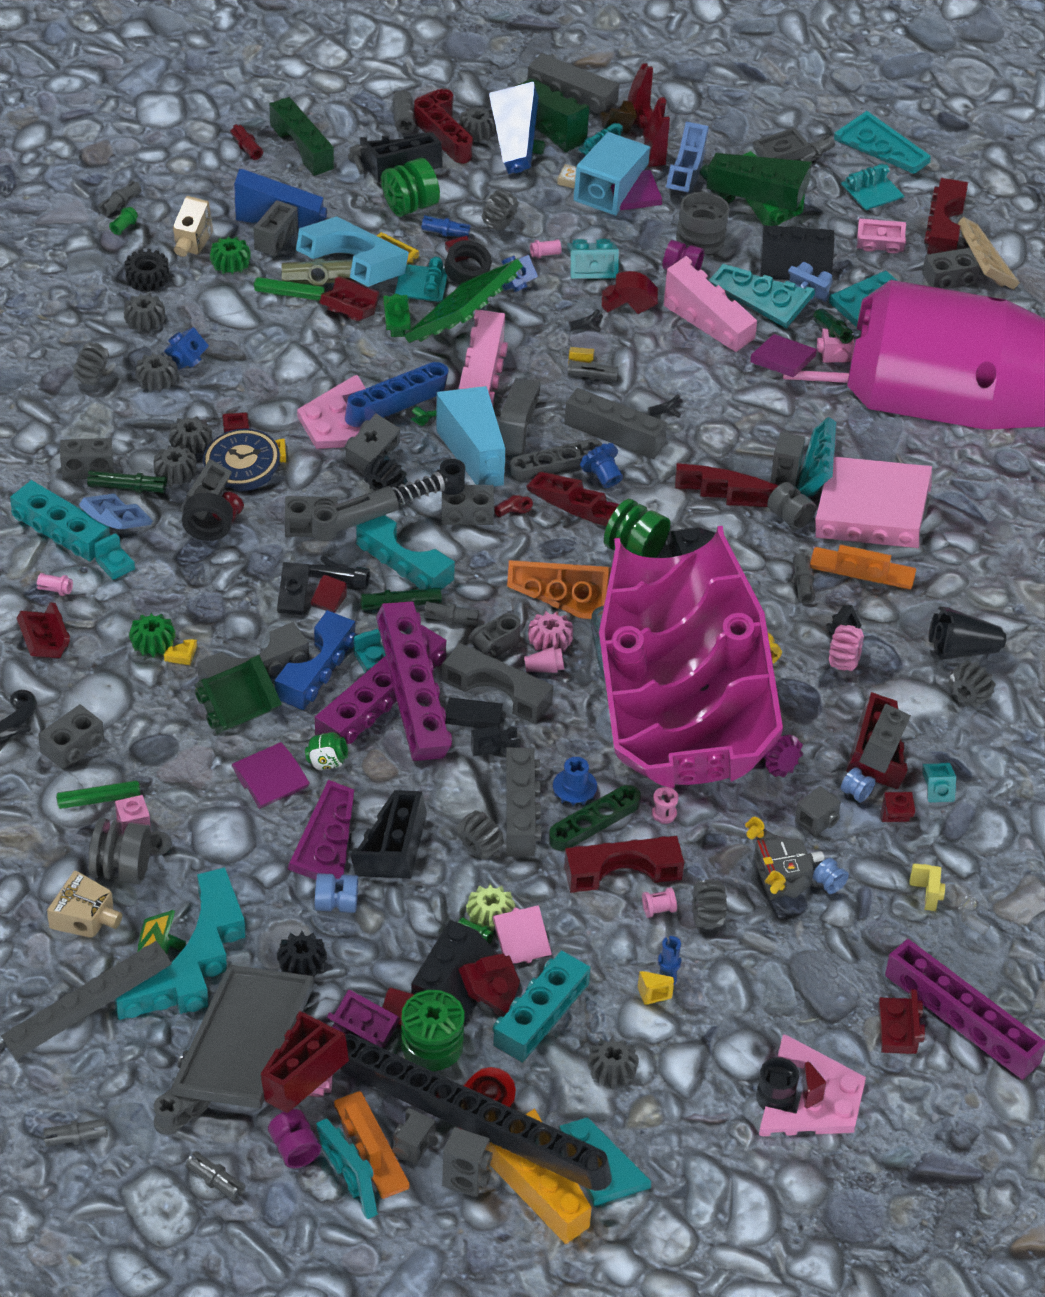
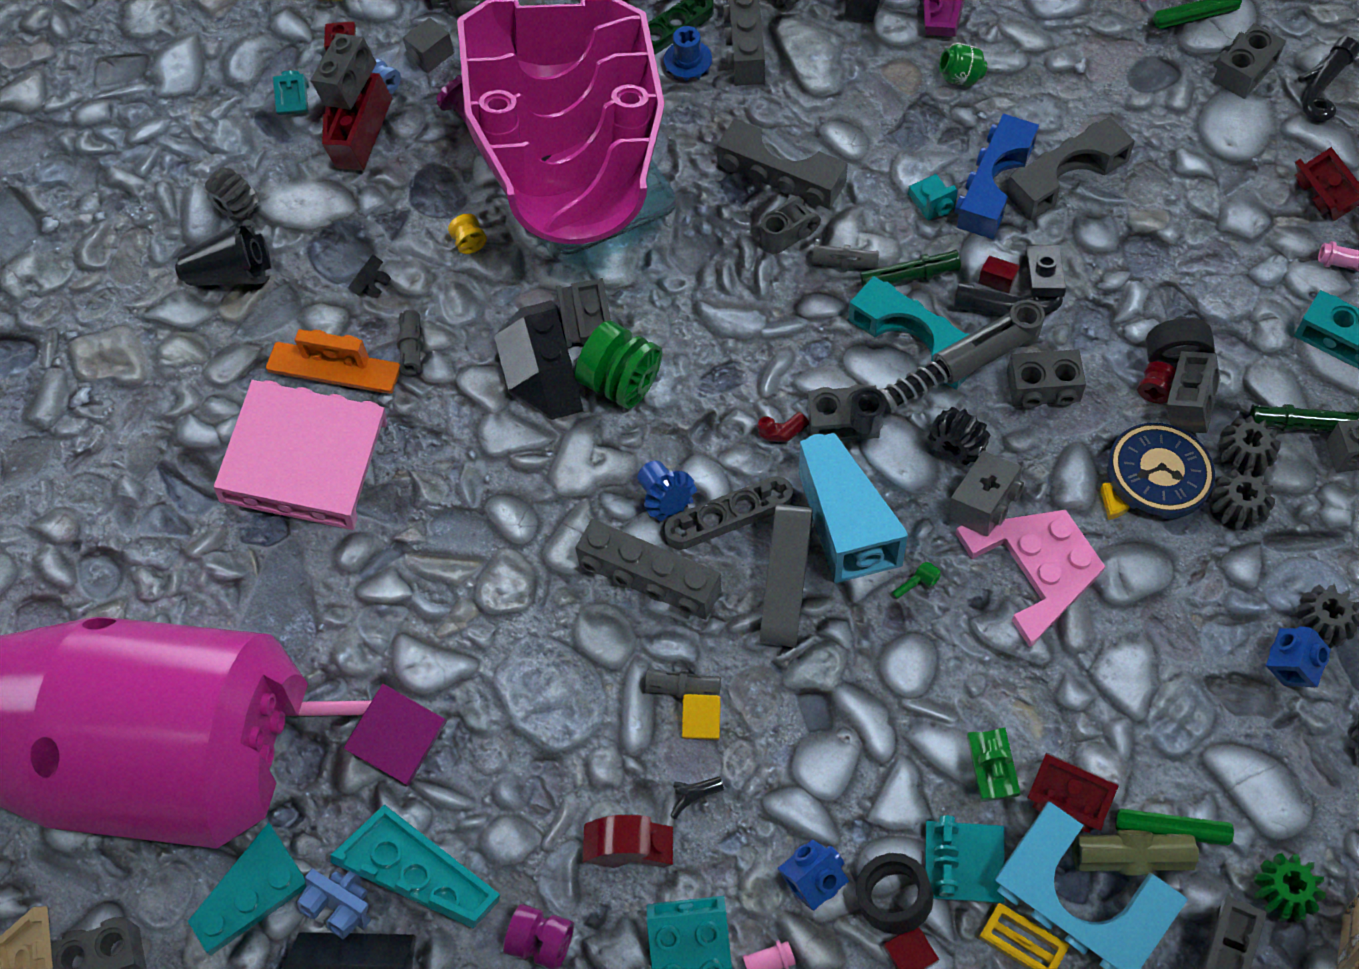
camera: 175 degrees left, 15 degrees up
(112, 557) = (1281, 302): teal bracket -> none
(114, 513) = (1301, 350): medium blue slope -> none
(152, 634) = (1199, 192): green gear -> none
(181, 653) = (1157, 186): yellow tile -> none
(235, 421) = (1185, 541): dark red tile -> none
(237, 695) = (1094, 104): dark green panel -> none
(270, 775) = (1019, 42): magenta slope -> none
(370, 695) = (913, 148): magenta brick -> none
(396, 393) = (970, 570): blue beam -> none
(421, 742) = (879, 125): magenta brick -> none
(463, 301) = (889, 752): green plate -> none
(473, 713) = (805, 136): black tile -> none
(485, 352) = (849, 659): bright pink wedge -> none
(490, 739) = (784, 95): black plate -> none
(545, 661) = (727, 199): bright pink cone -> none
(550, 632) = (723, 234): bright pink gear -> none
(563, 586) = (682, 299): orange wedge -> none
(572, 497) = (698, 443): dark red slope -> none
(667, 407) = (575, 622): black bar -> none
(707, 306) = (504, 816): bright pink wedge -> none
(722, 483) = (485, 473): dark red slope -> none
(787, 459) = (411, 498): dark grey brick -> none
(791, 505) = (413, 442): dark grey wheel -> none
(819, 458) = (369, 515): teal wing -> none
(833, 349) = (313, 750): bright pink bracket -> none
(836, 327) = (323, 826): dark green pin -> none
(846, 647) = (370, 229): bright pink gear -> none

